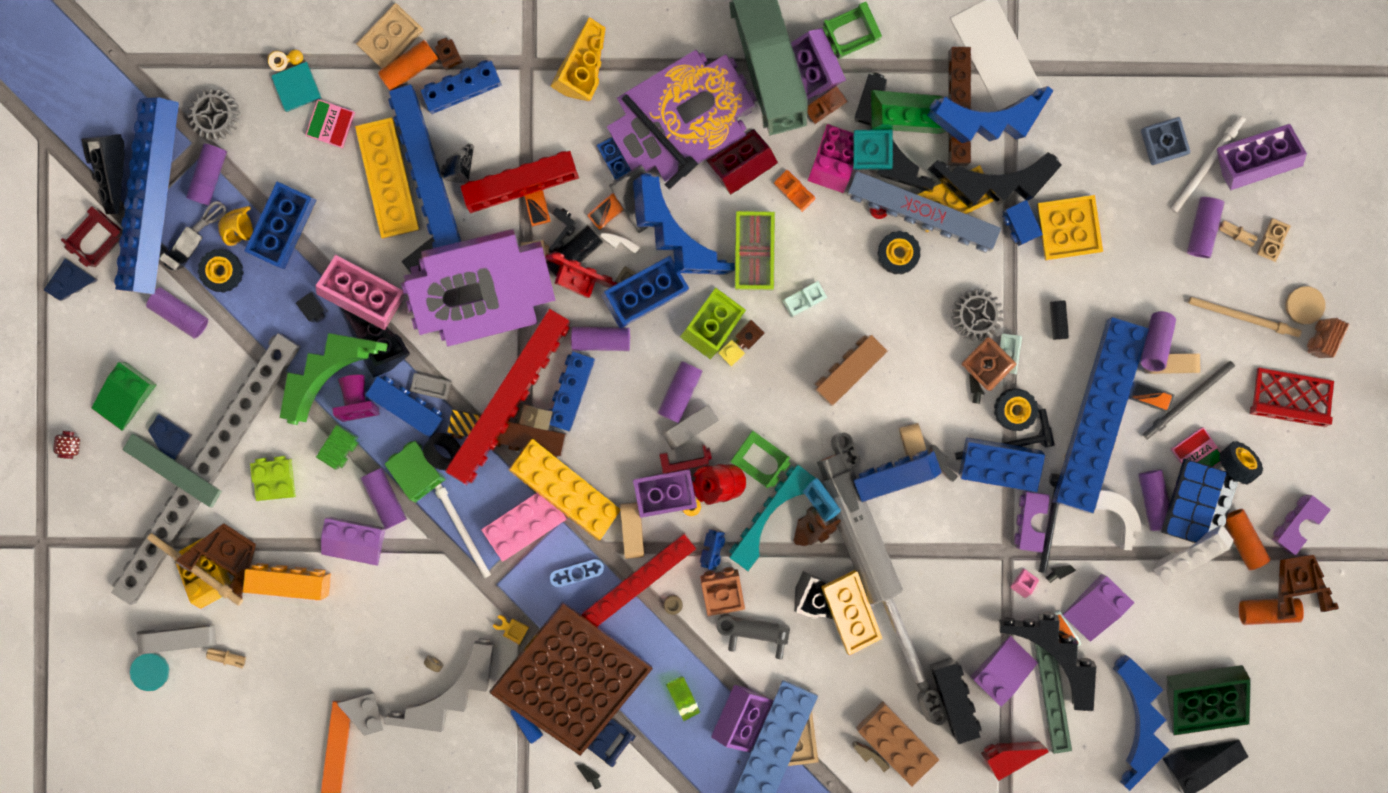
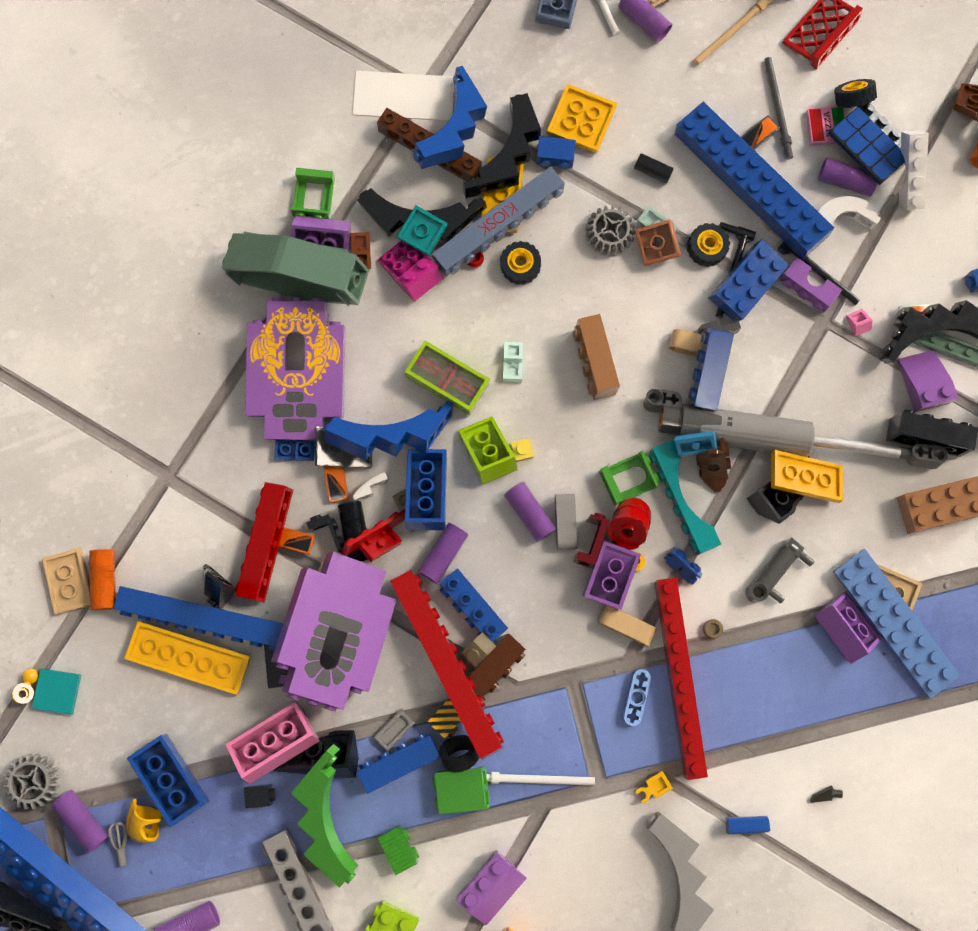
camera: 65 degrees left, 10 degrees down
(182, 249) = (132, 886): bracket -> none
(209, 266) = (161, 864): black wheel -> none
(330, 123) = (108, 680): tile -> none
(354, 400) = (364, 806): magenta plant -> none
(381, 496) = (469, 833): medium lavender piece -> none
(433, 663) = (646, 879): dark tan tile -> none
(451, 59) = (121, 540): reddish brown brick -> none
(461, 87) = (151, 544): blue brick -> none
(522, 526) = (567, 718): bright pink brick -> none
(564, 489) = (557, 662): yellow plate -> none
(571, 679) = (731, 758): reddish brown plate -> none
(581, 66) = (200, 433): yellow wedge -> none
(607, 737) = (799, 760): dark blue plate -> none
(683, 698) = (802, 668): clear neon green slope -> none
(685, 165) = (339, 390): black bar -> none
(722, 591) = (726, 578): nougat plate -> none
(742, 161) = (365, 345): dark red slope -> none
(756, 333) = (510, 419): reddish brown brick -> none
(794, 190) = (416, 318): orange slope -> none
(868, 753) = (939, 535): dark tan slope -> none
(903, 112) = (408, 188): green slope -> none
(976, 389) = (671, 267): pearl dark grey bar -> none
(1060, 572) = (866, 288): pearl dark grey bar -> none
(1098, 607) = (913, 273): medium lavender slope -> none
(1158, 341) = (718, 99): medium lavender piece -> none
(1180, 364) = (741, 102): tan beam -> none
(1246, 542) = (937, 126): orange piece -> none
(1288, 534) = (934, 92): medium lavender arch -> none

